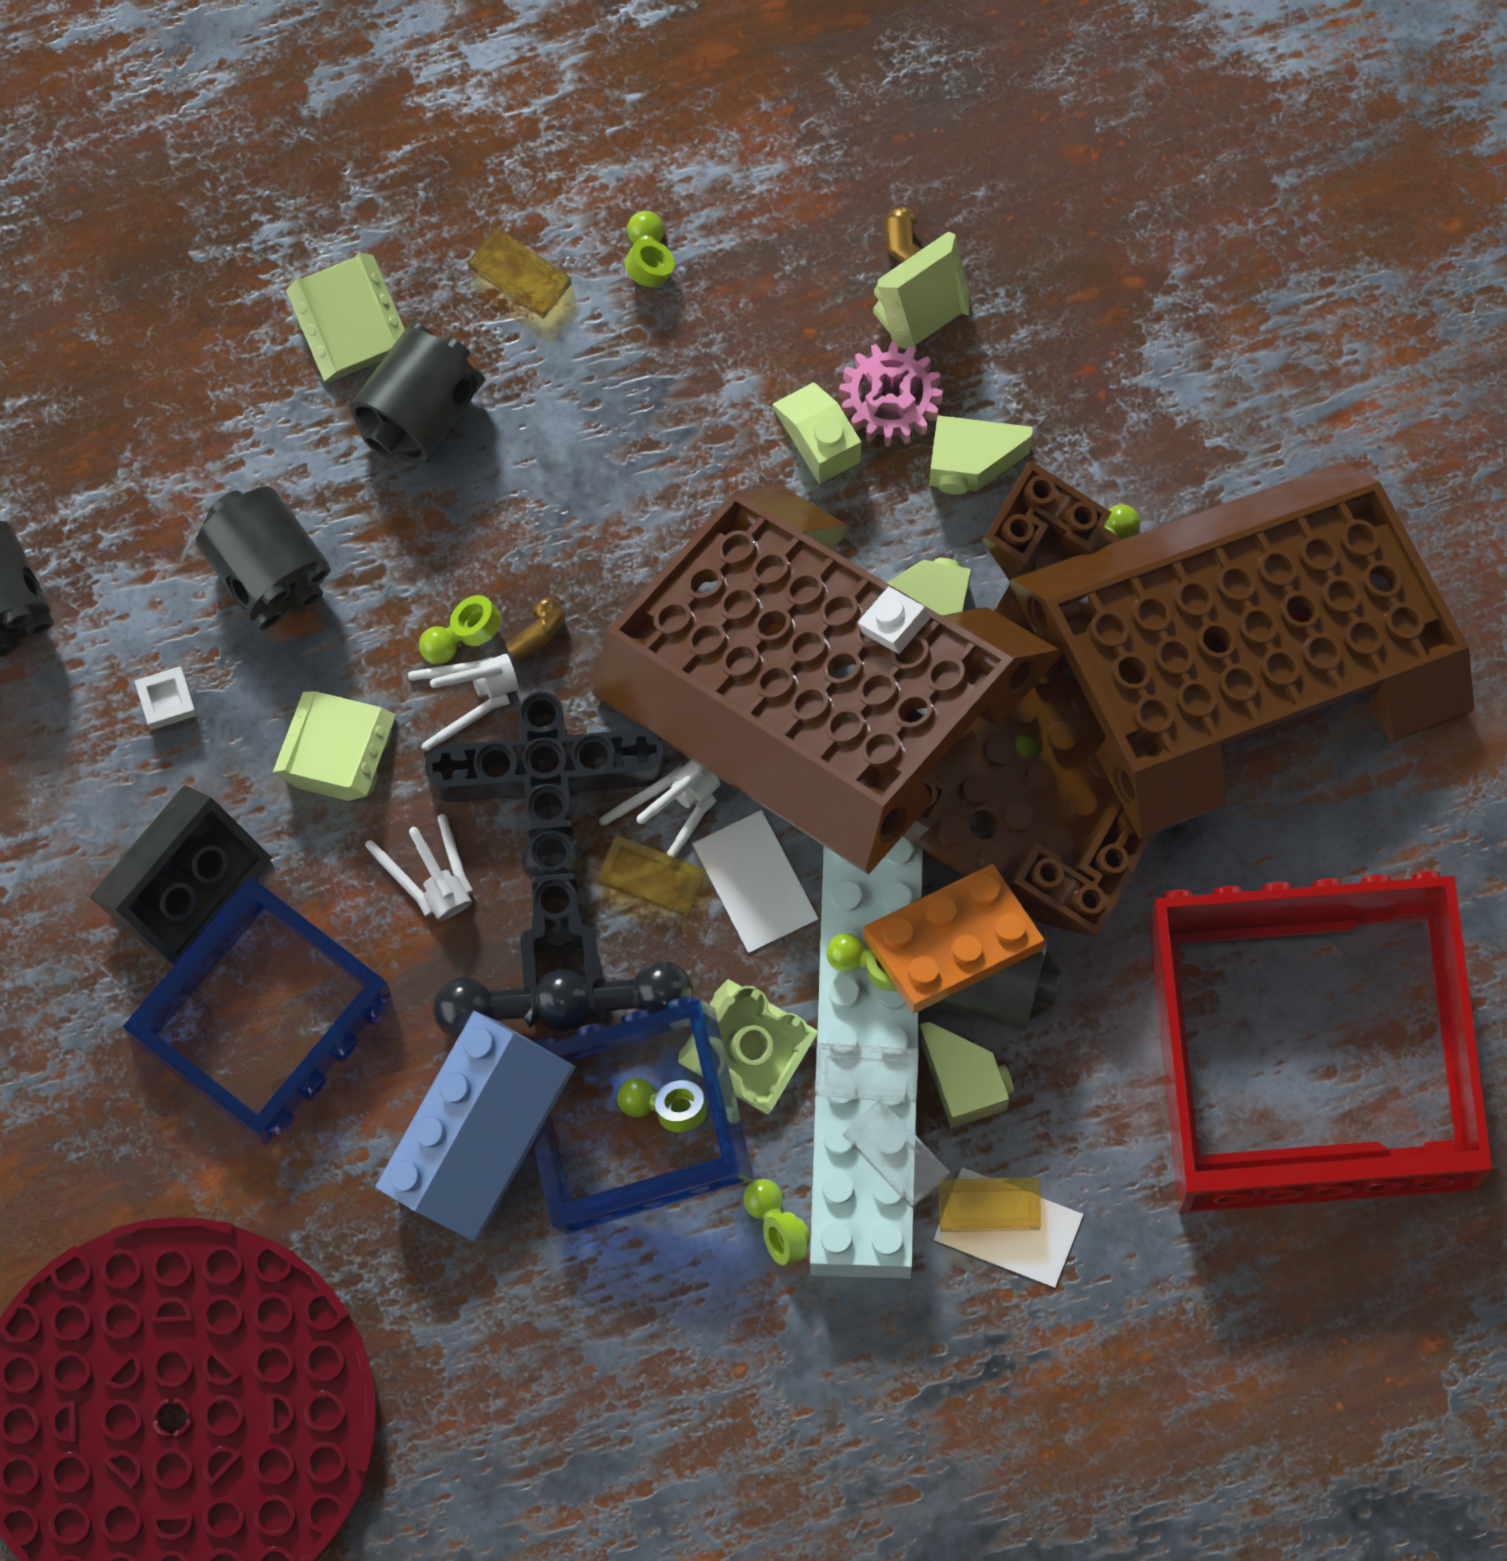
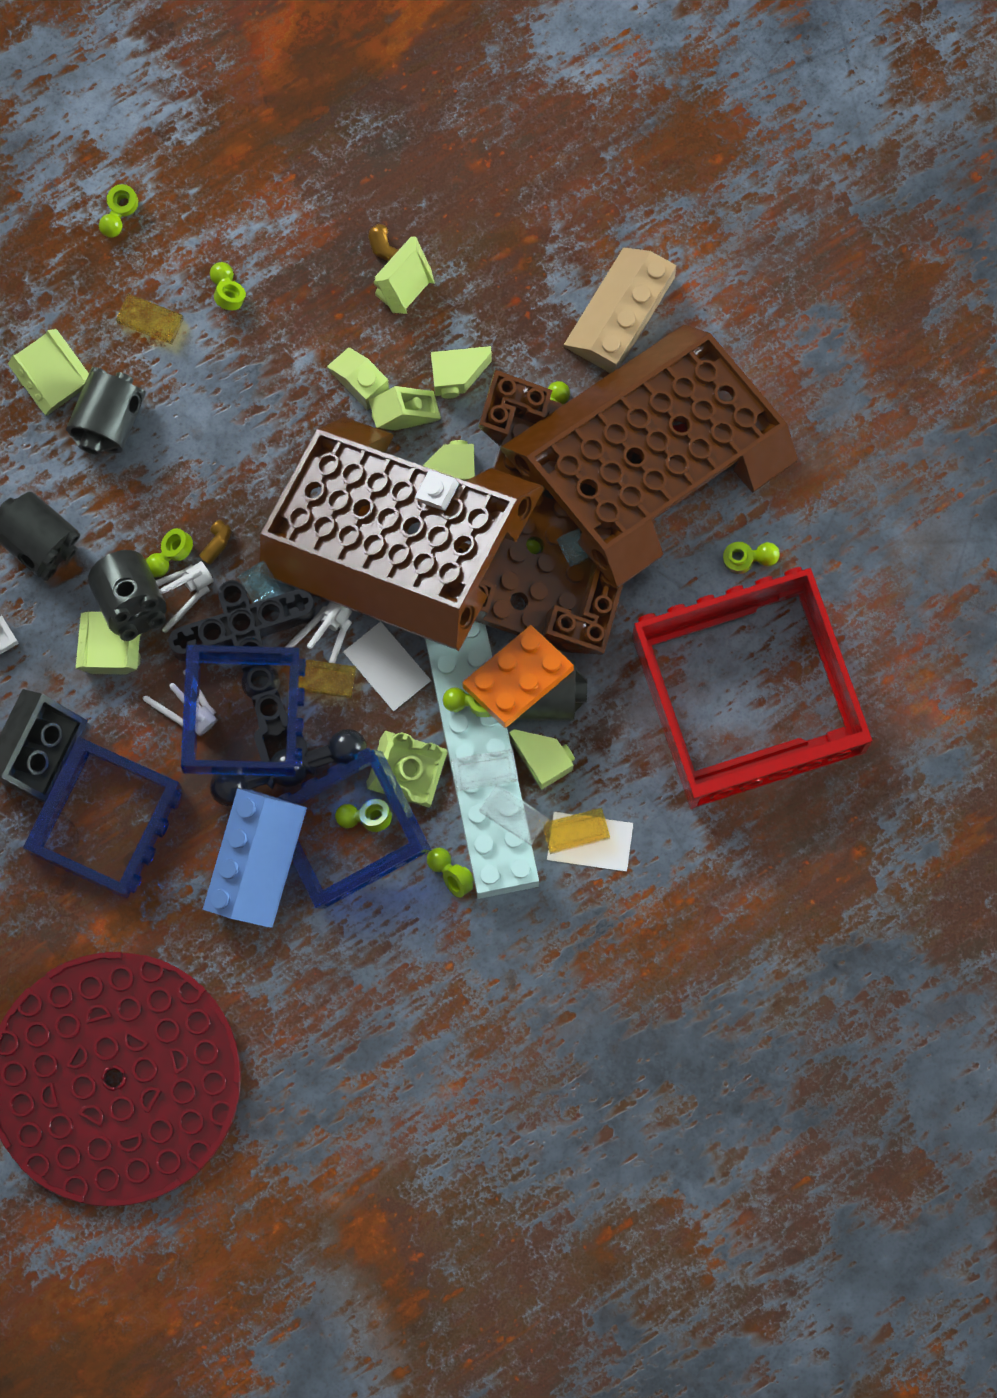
camera: 15 degrees left, 5 degrees up
(380, 676) = (127, 594): none -> pearl dark grey cylinder
(496, 118) = (111, 224): none -> lime plate
(532, 809) = (241, 655): none -> clear blue window
(586, 705) = (258, 582): none -> clear light blue plate
(876, 492) = (404, 408): none -> yellowish green slope
(892, 374) = (389, 336): bright pink gear -> none
(1084, 763) = (572, 550): none -> clear light blue plate
(1250, 416) = (621, 308): none -> tan slope
(1389, 843) = (766, 554): none -> lime plate

